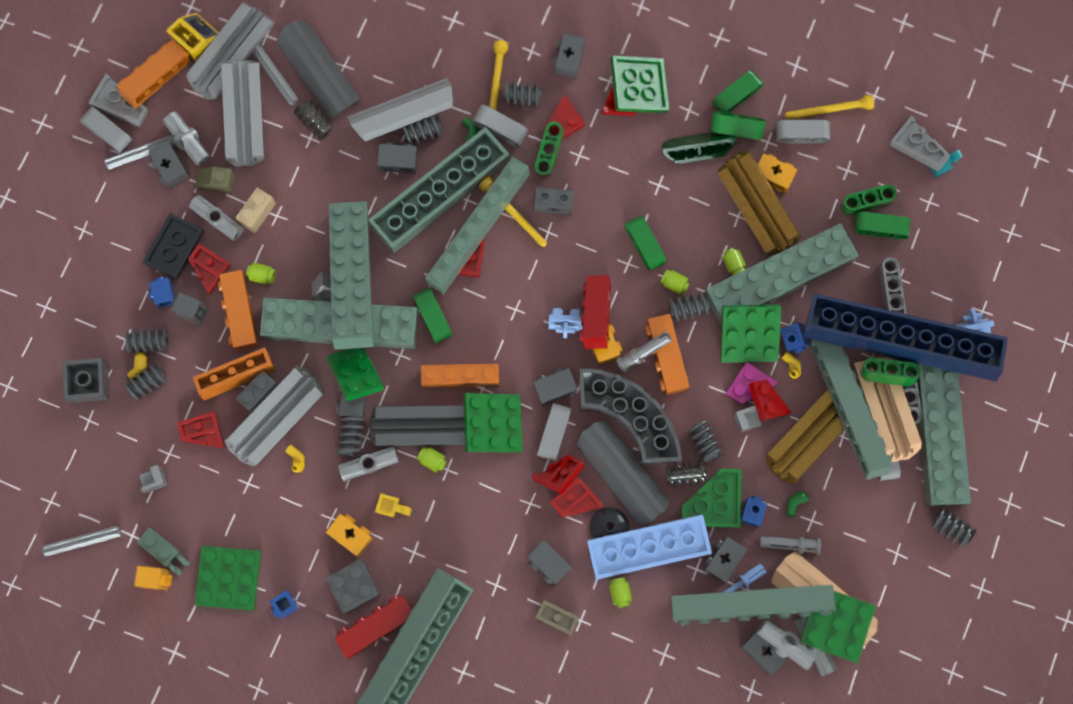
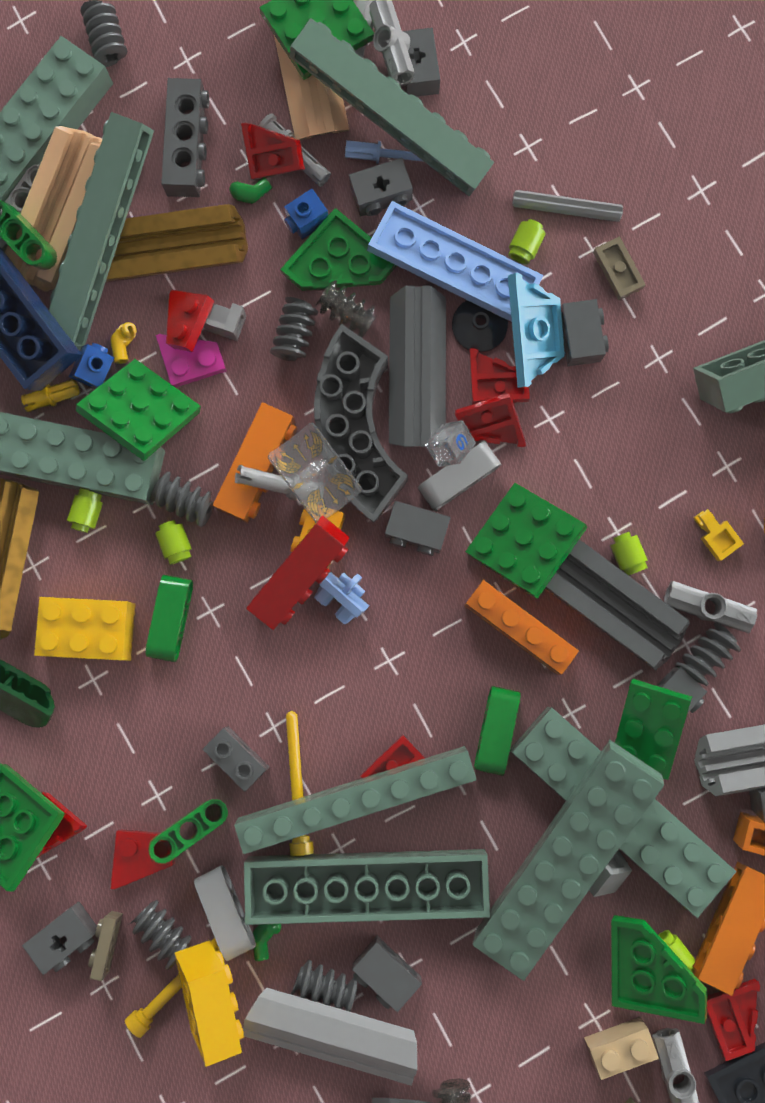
camera: 135 degrees left, 5 degrees up
(266, 254) = (651, 976): none -> green plate
(474, 80) = (209, 1002): none -> yellow brick
(550, 75) = (107, 932): none -> dark tan plate
(572, 442) = (450, 443): none -> clear brick
(575, 540) = (535, 329): none -> medium azure wing
(614, 633) = (567, 205): none -> light grey axle
(630, 369) = (315, 473): none -> clear shield
(682, 204) = (84, 628): none -> yellow brick
(801, 530) = (270, 152): none -> red wing
(803, 308) = (50, 395): none -> yellow axle
(867, 506) = (184, 95): none -> dark grey brick

